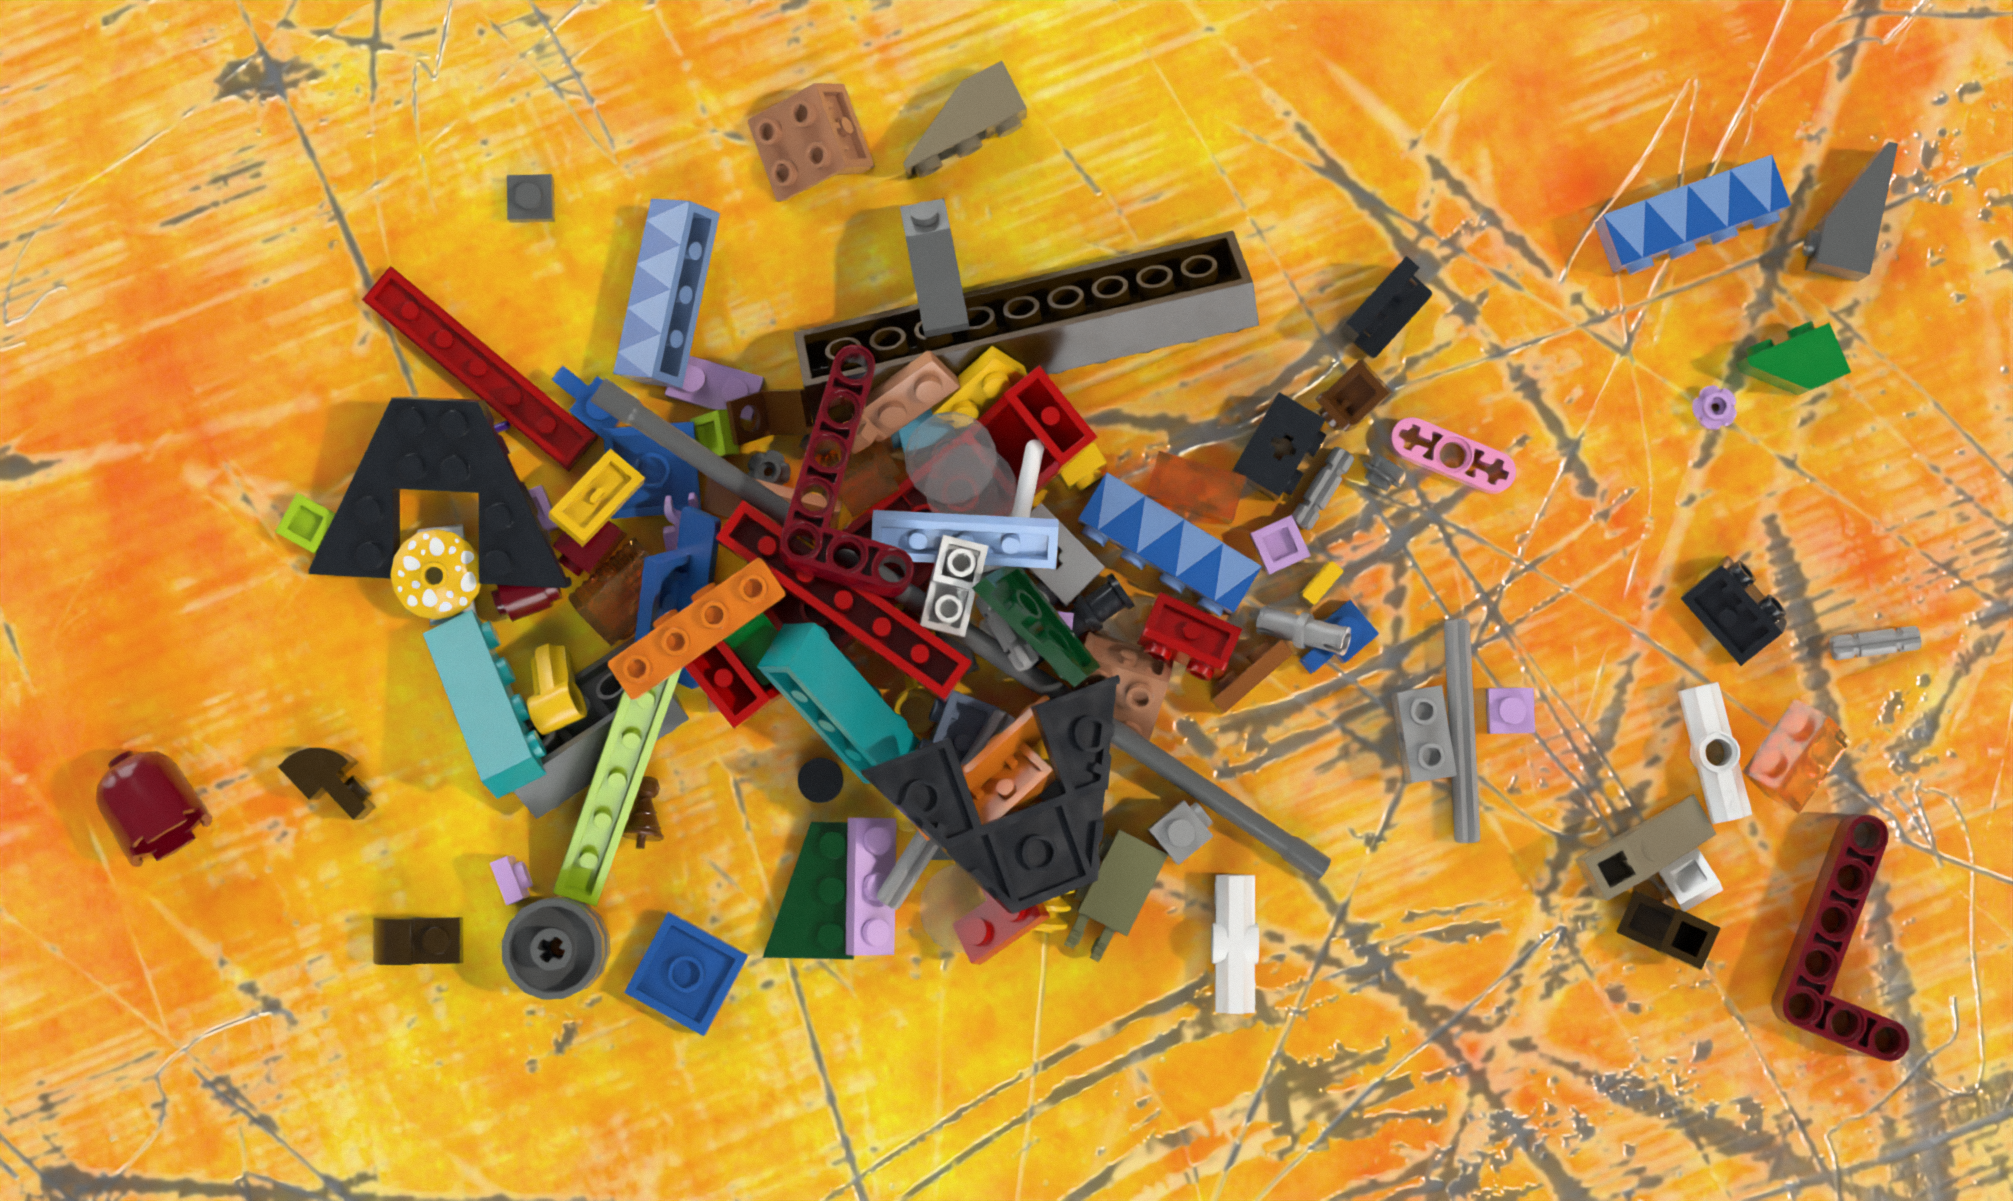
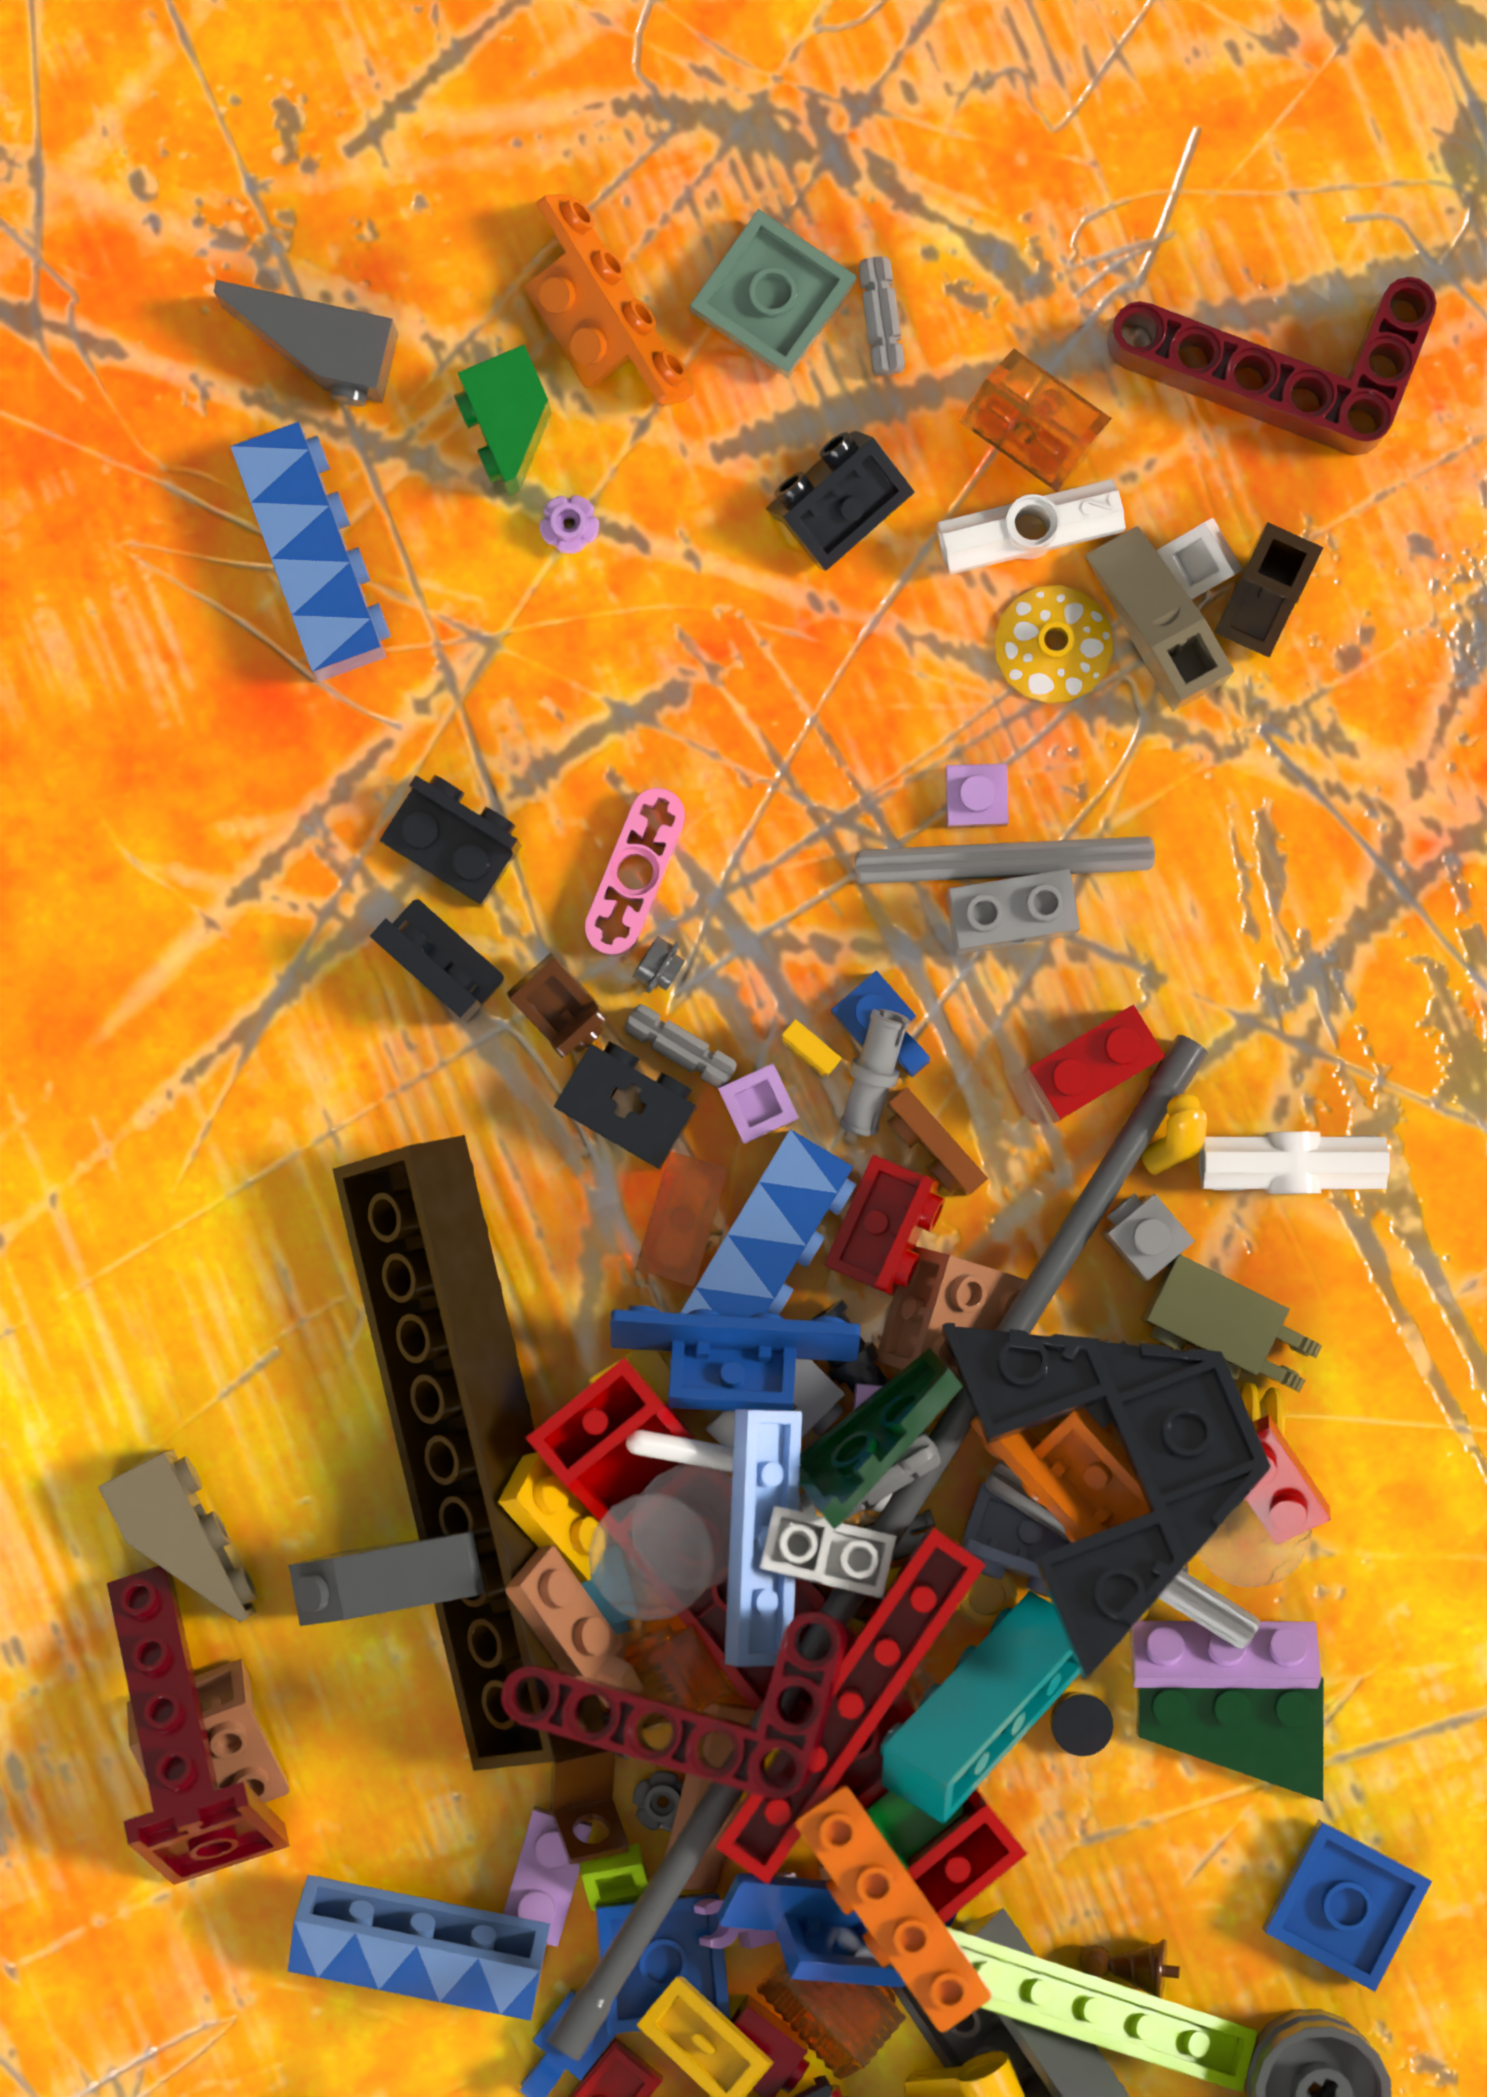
camera: 90 degrees left, 0 degrees up
(759, 128) = (192, 1820): none -> dark red bracket
(1094, 521) = (733, 1359): none -> blue bracket
(1256, 860) = (1183, 1137): none -> yellow arm
(1309, 794) = (1094, 1063): none -> red brick
(1476, 319) = (452, 840): none -> black bracket
(1603, 776) = (1046, 673): none -> yellow dish
(1878, 427) = (595, 310): none -> orange bracket
(1891, 560) = (773, 293): none -> sand green plate

